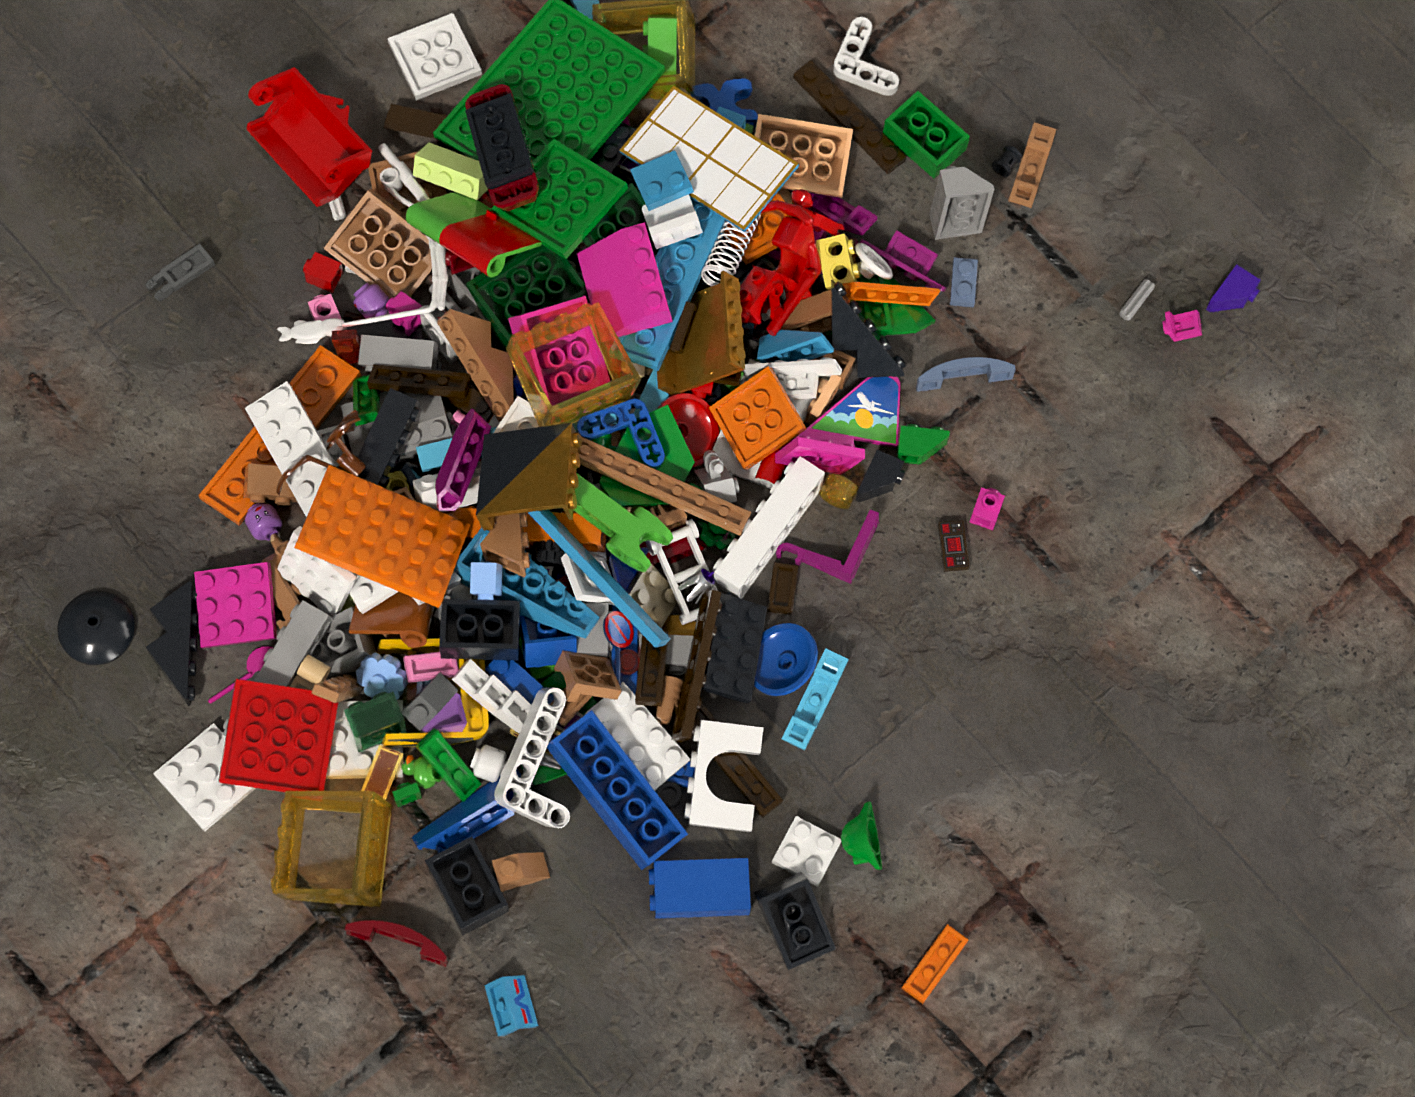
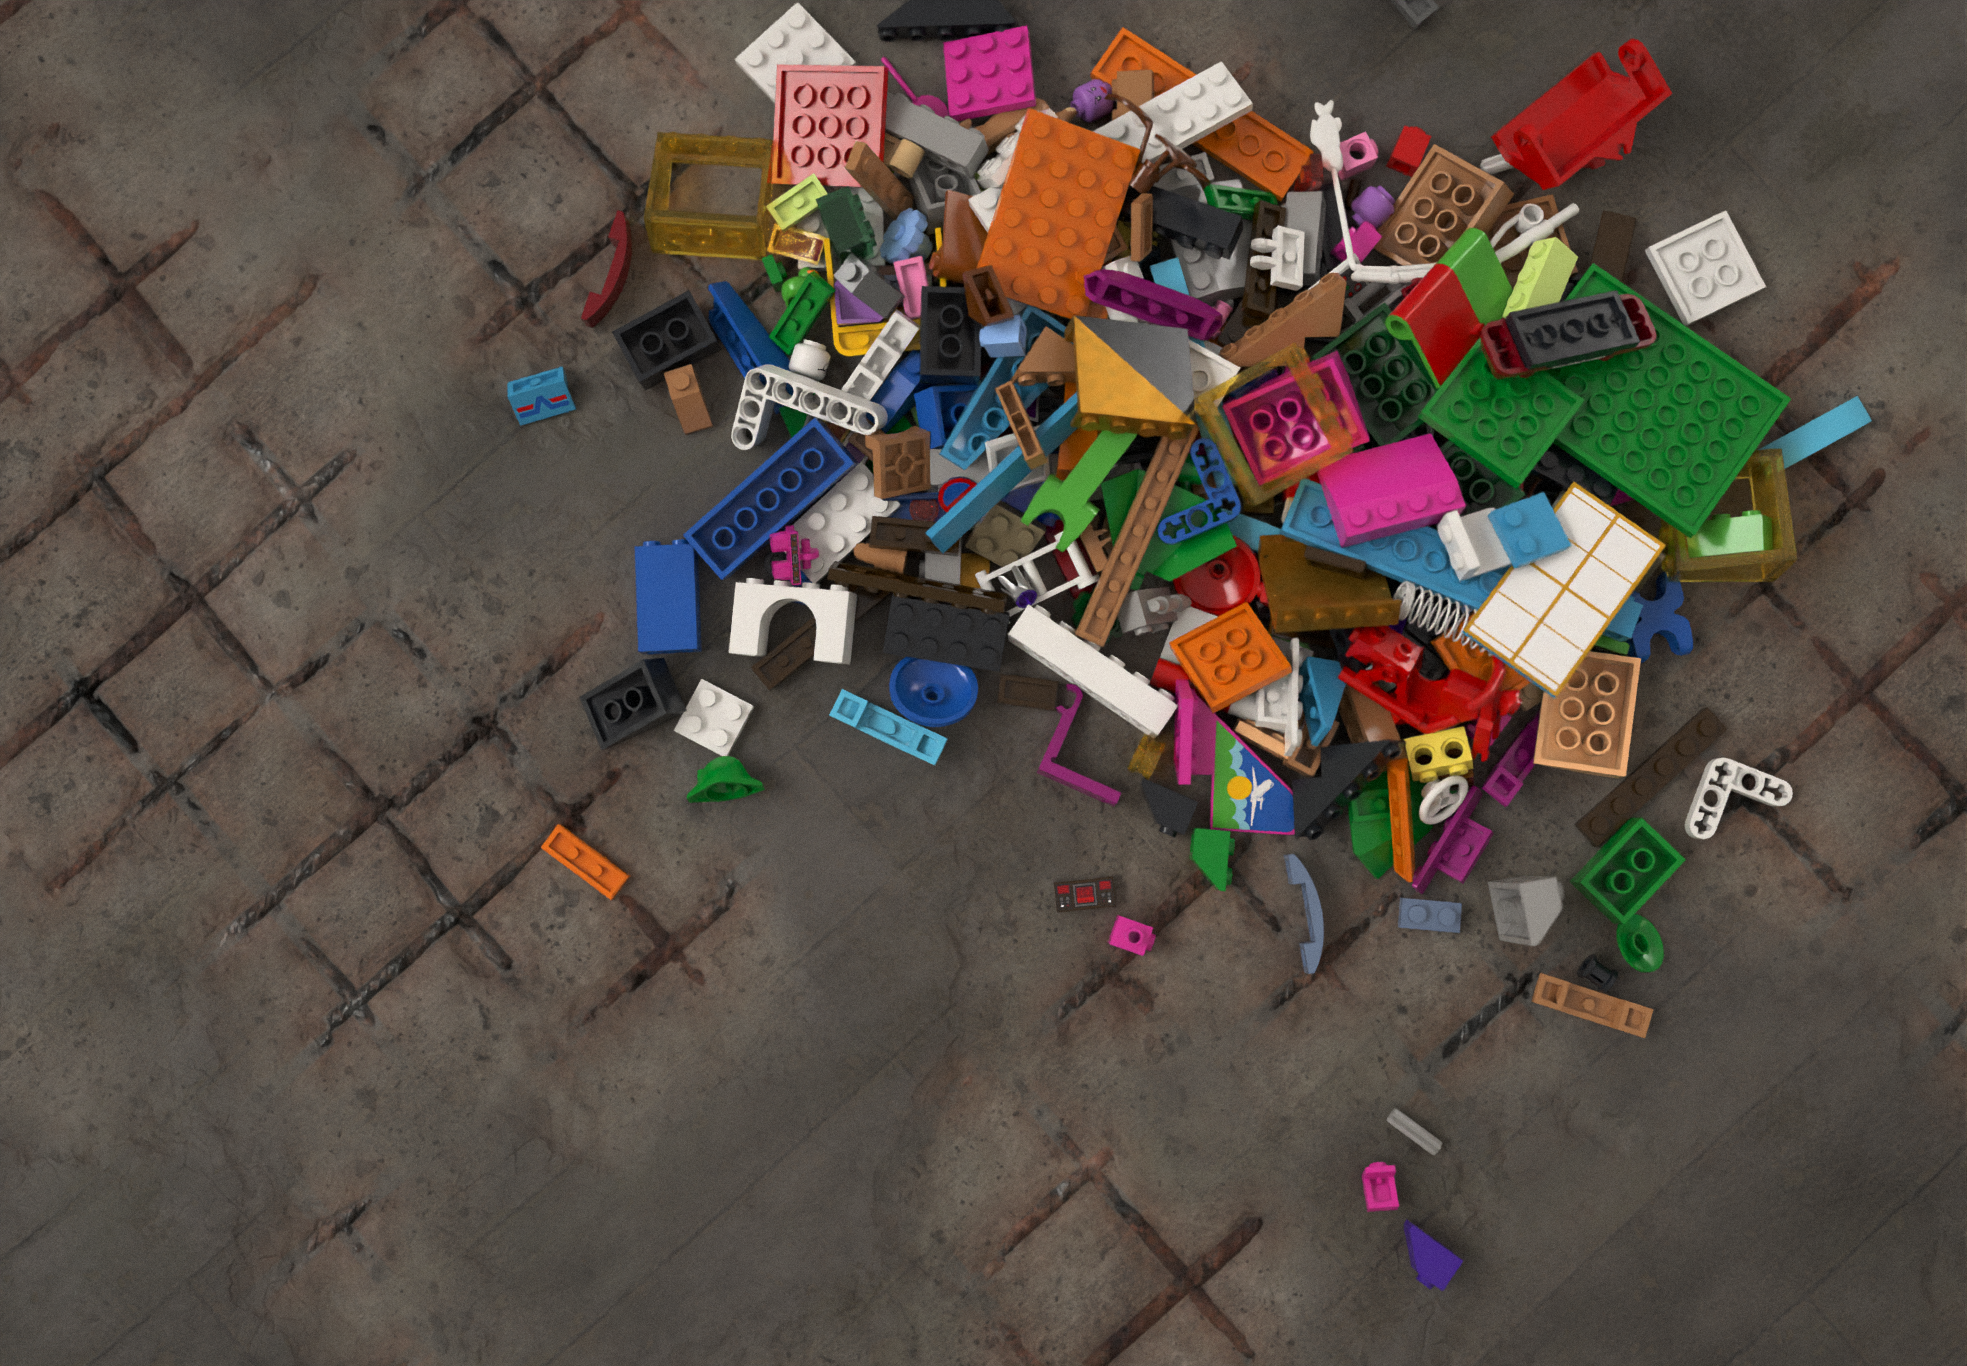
camera: 100 degrees right, 15 degrees up
(346, 766) = (797, 203): none -> yellowish green plate
(394, 468) = (1141, 226): none -> medium nougat tile
(420, 361) = (1286, 258): none -> white hinge
(457, 588) = (986, 297): none -> reddish brown slope
(566, 564) = (1021, 425): none -> medium nougat piece
(667, 767) = (789, 542): none -> dark pink hips
(984, 128) = (1640, 944): none -> green dish

